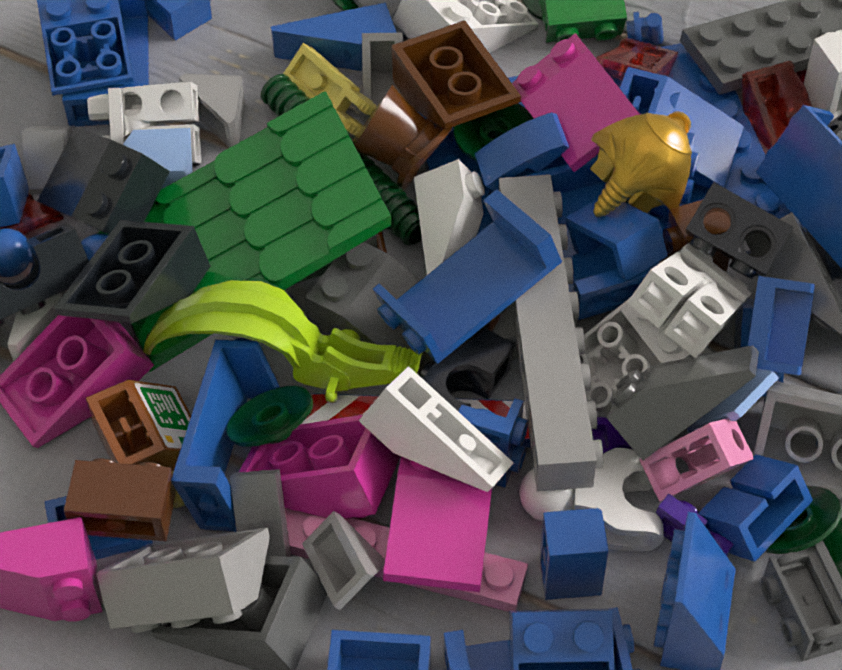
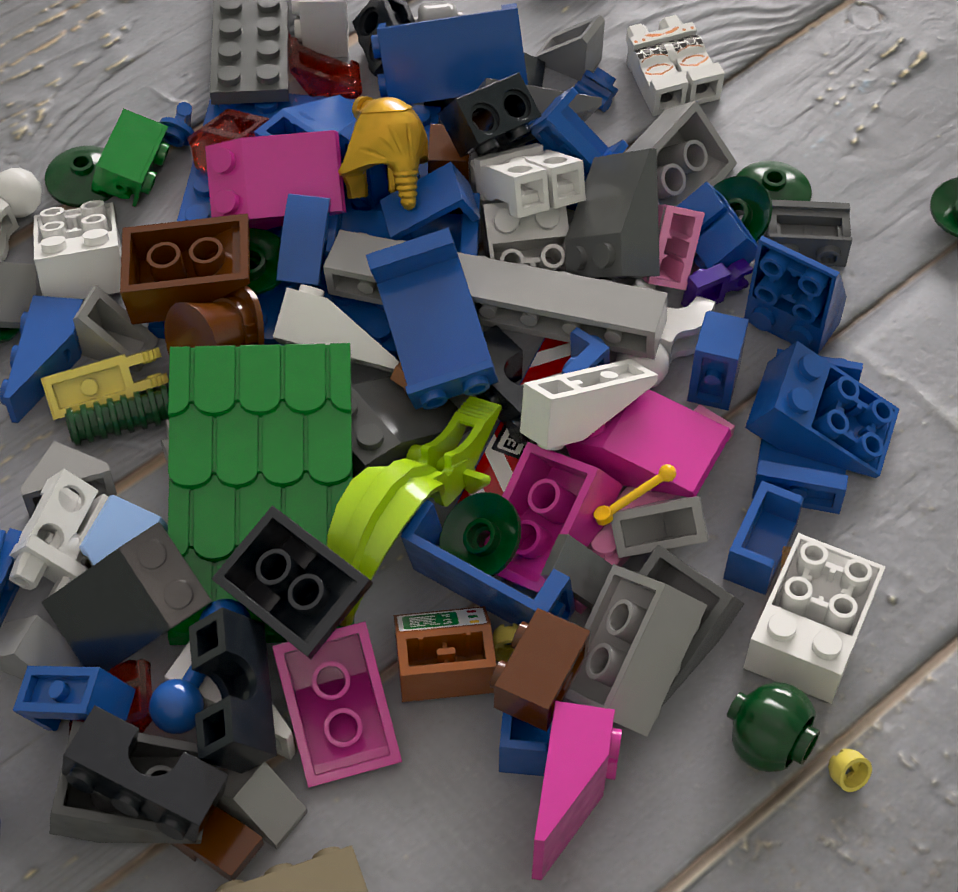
camera: 70 degrees left, 0 degrees up
(327, 506) = (604, 514): none -> yellow hinge

